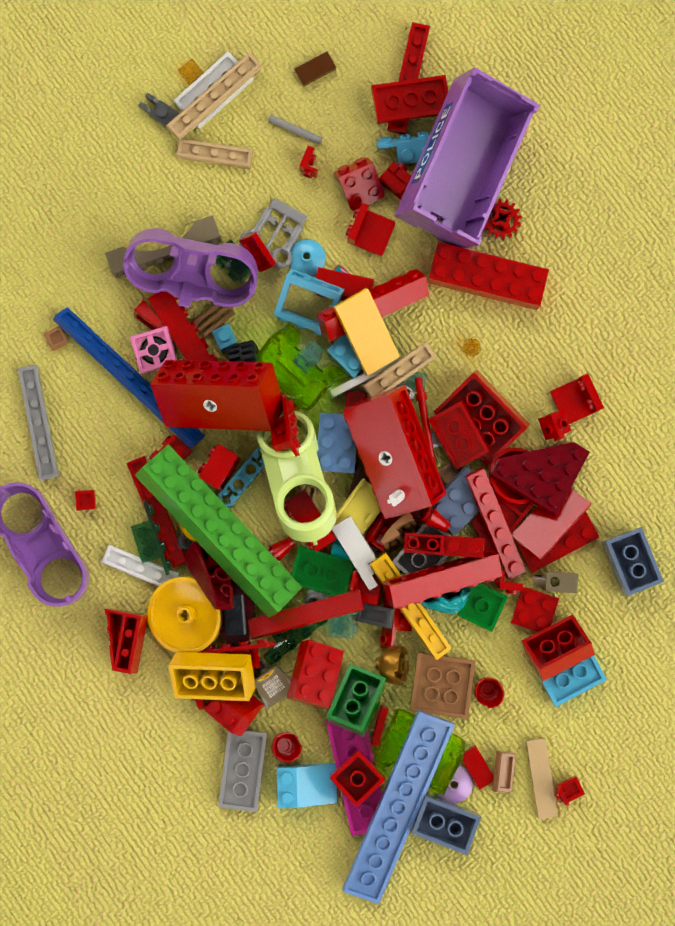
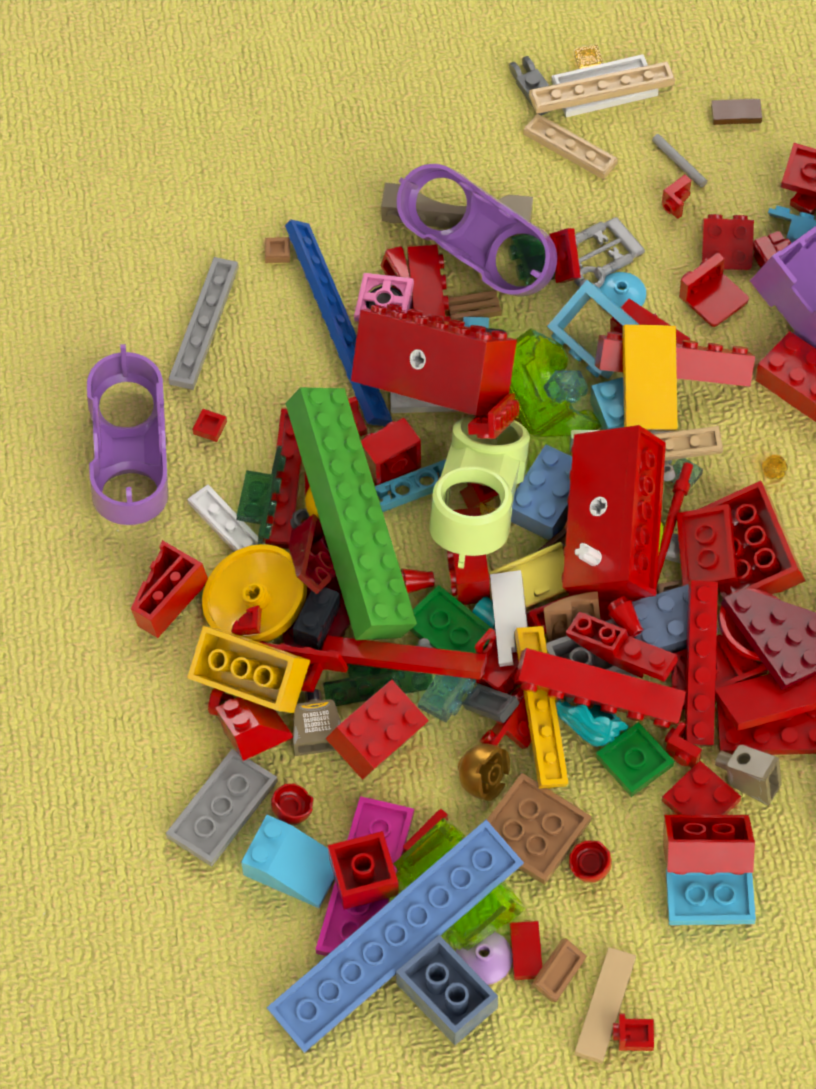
camera: 30 degrees right, 25 degrees down
(193, 639) = (249, 622): none -> red tile
(356, 700) = (412, 783): green brick -> none

